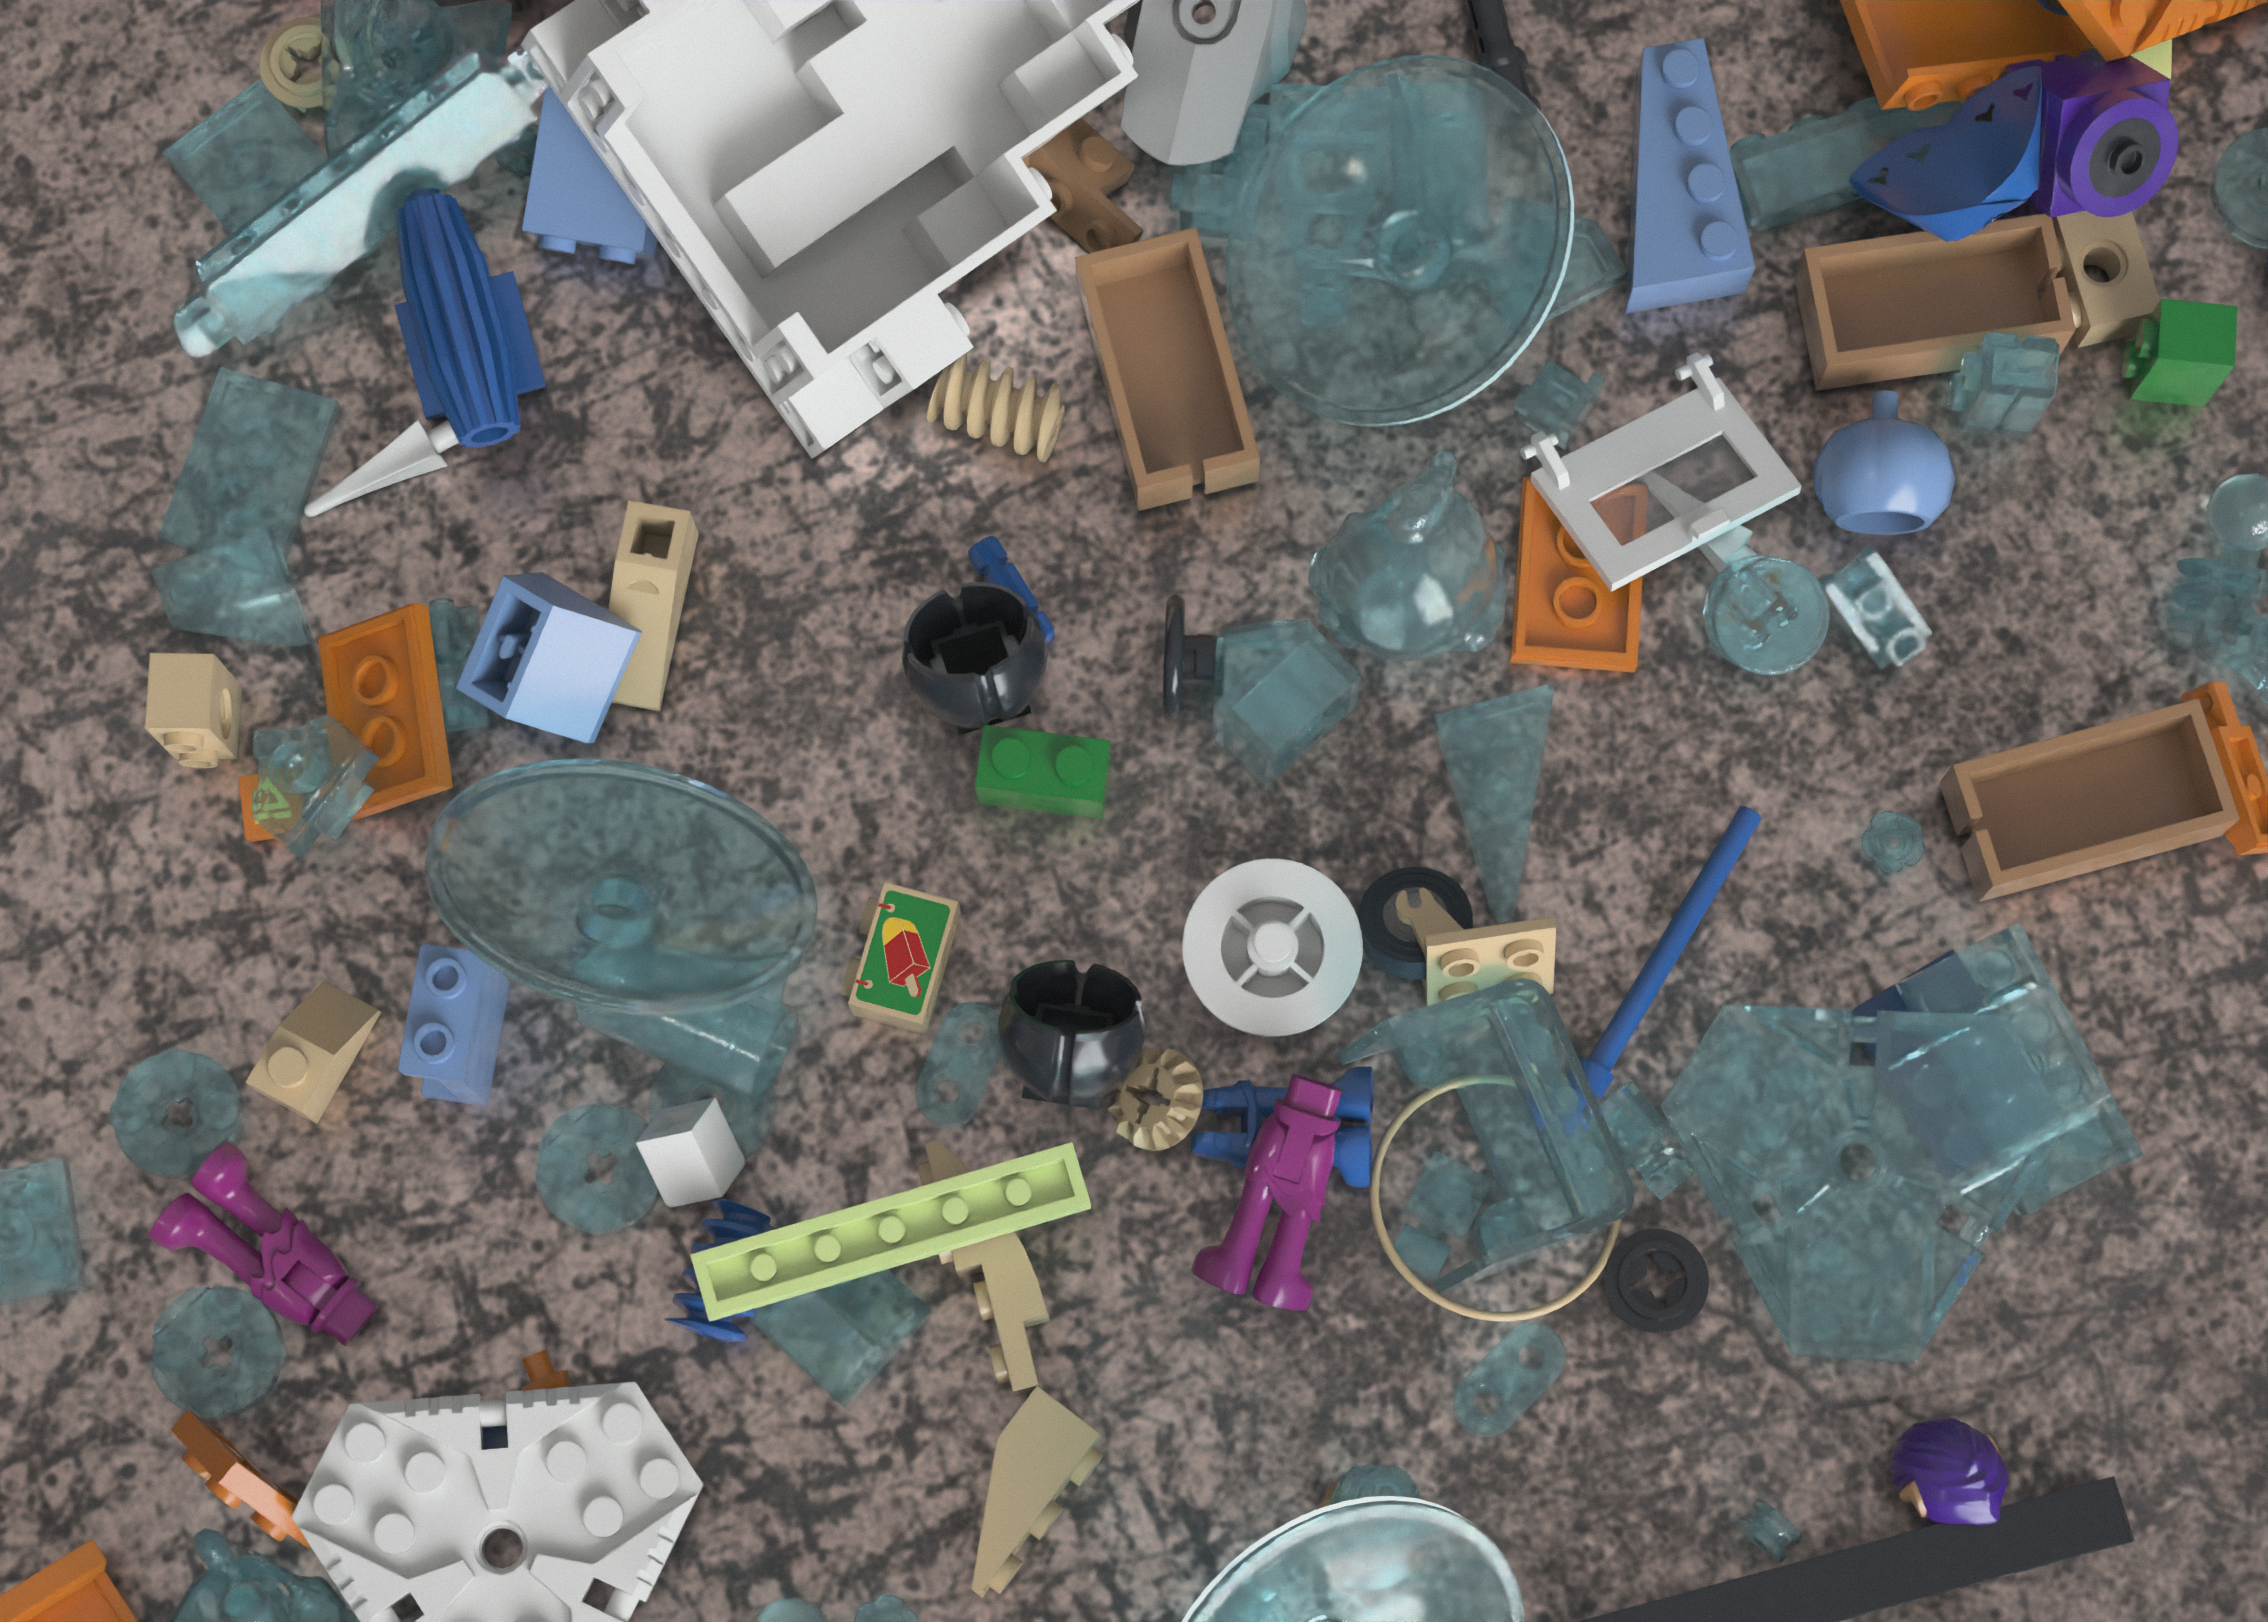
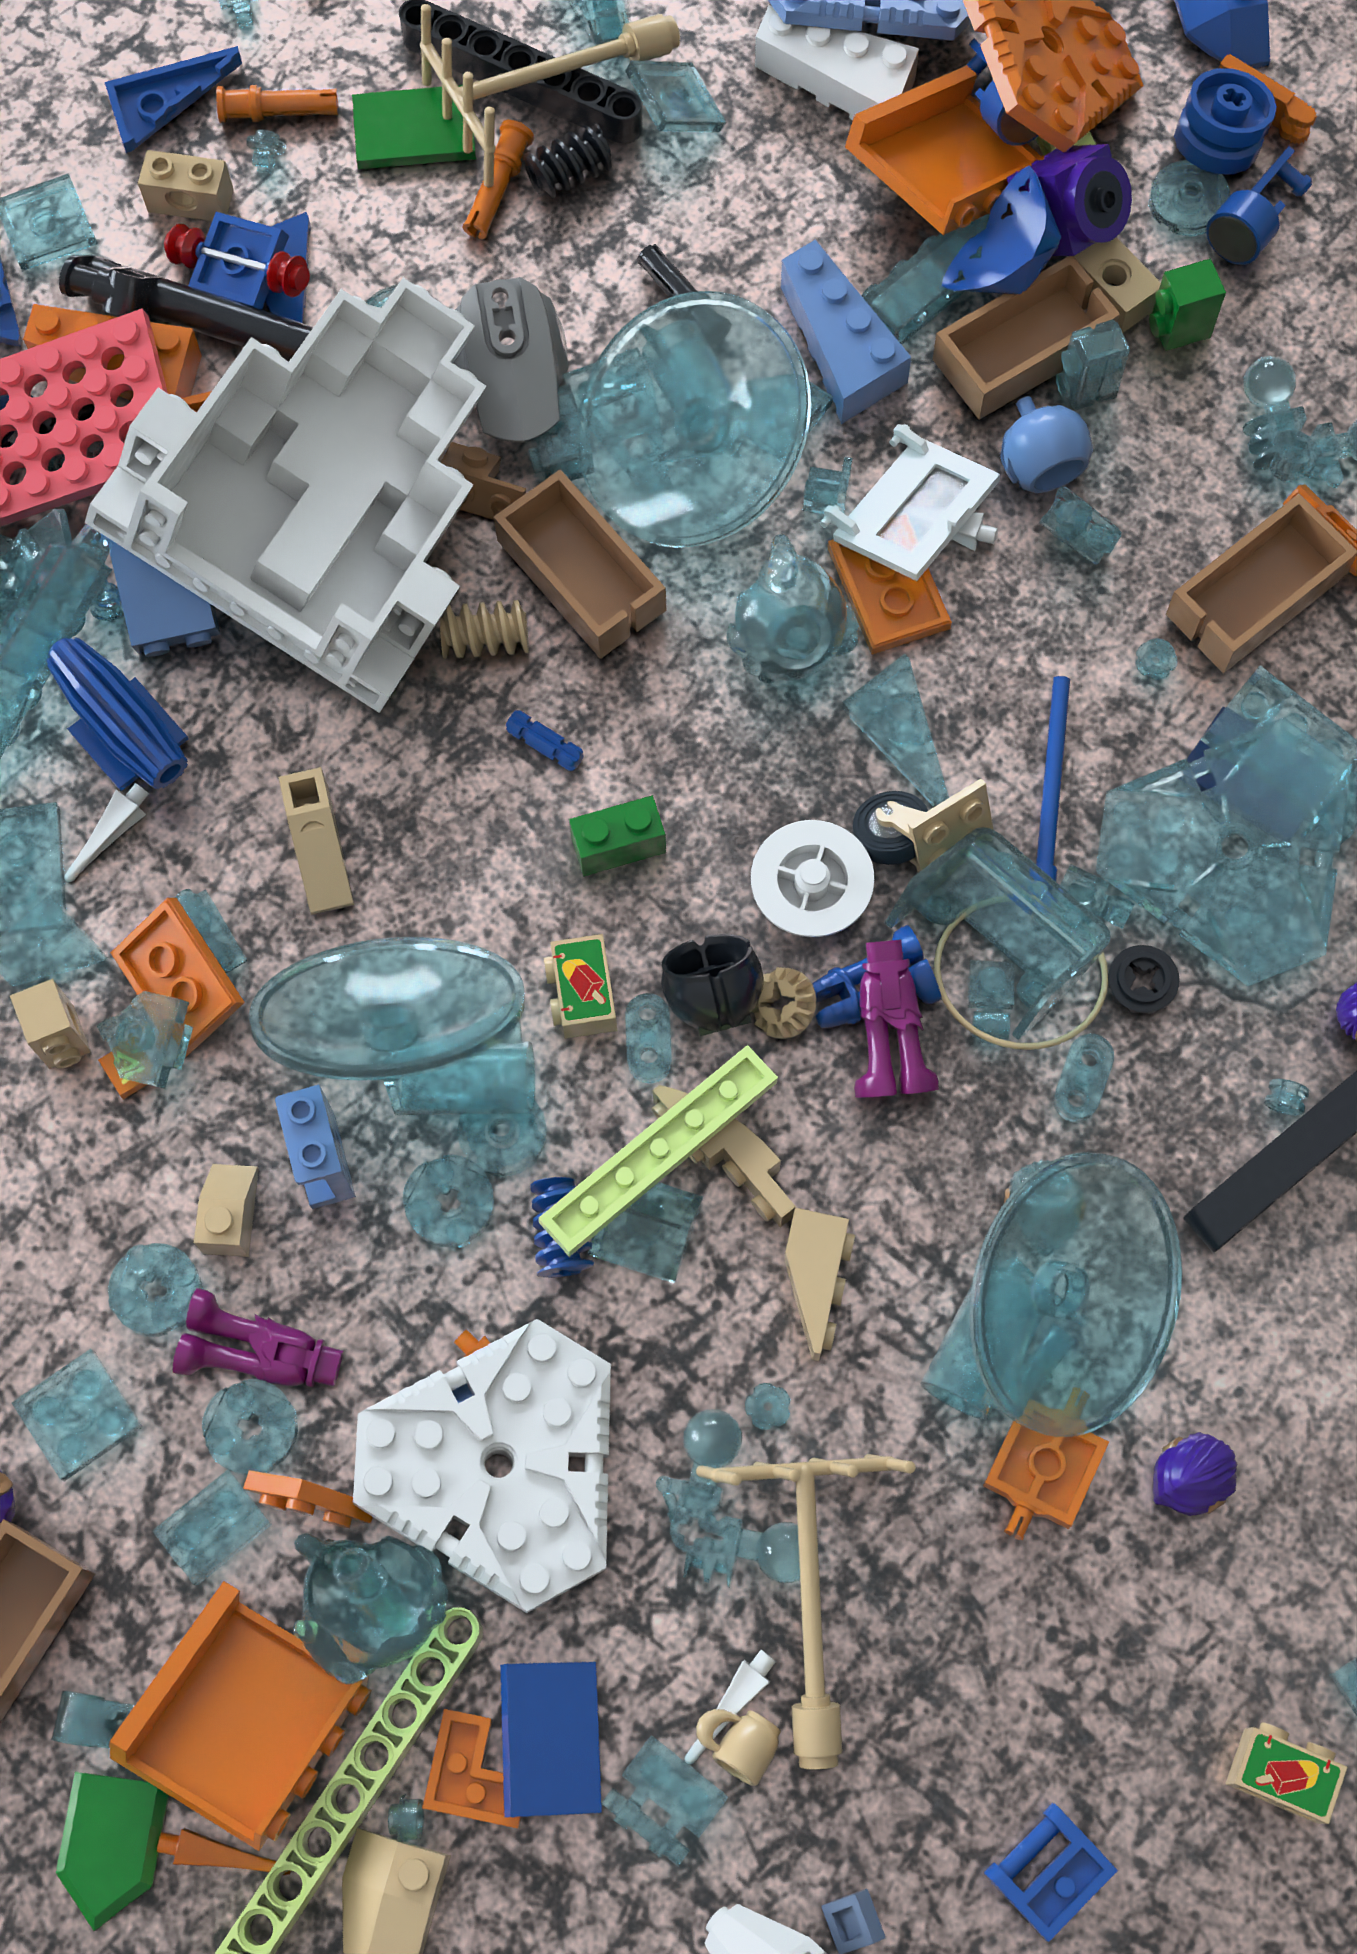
camera: 25 degrees left, 5 degrees down
(112, 1459) = (211, 1527): none -> clear light blue plate
(548, 657) = (270, 896): slope -> none
(691, 1152) = (505, 1162): white panel -> none
(974, 656) = (543, 781): black piece -> none
(1273, 687) = (735, 722): clear light blue piece -> none
(1766, 614) = (1015, 557): clear light blue head -> none

